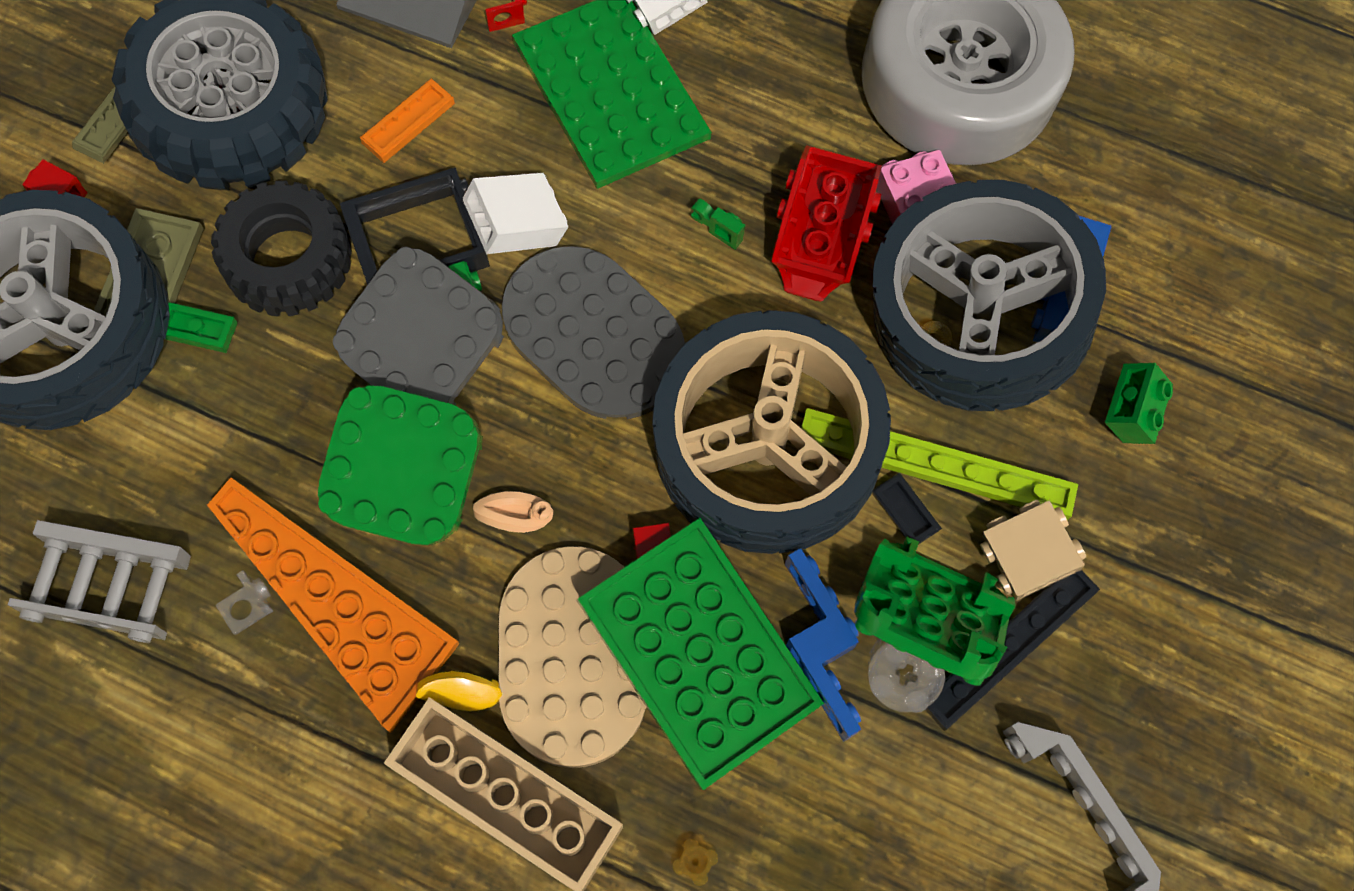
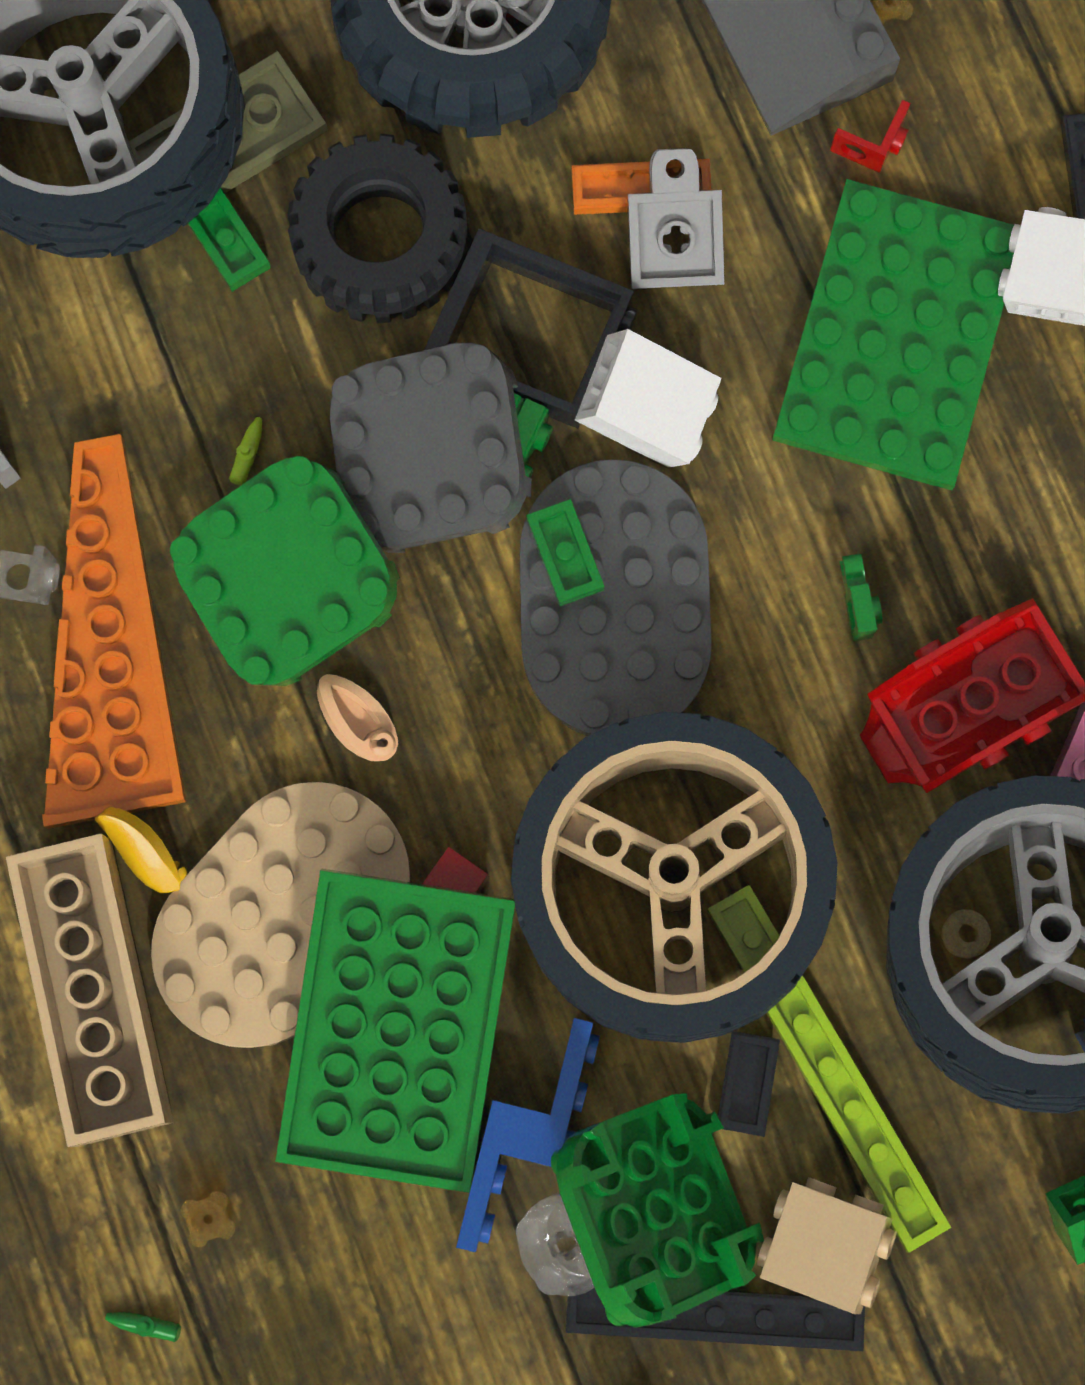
camera: 50 degrees right, 10 degrees up
(315, 429) = (246, 452): none -> lime helmet
(436, 106) = (669, 204): none -> light grey plate
(546, 324) = (565, 552): none -> green plate

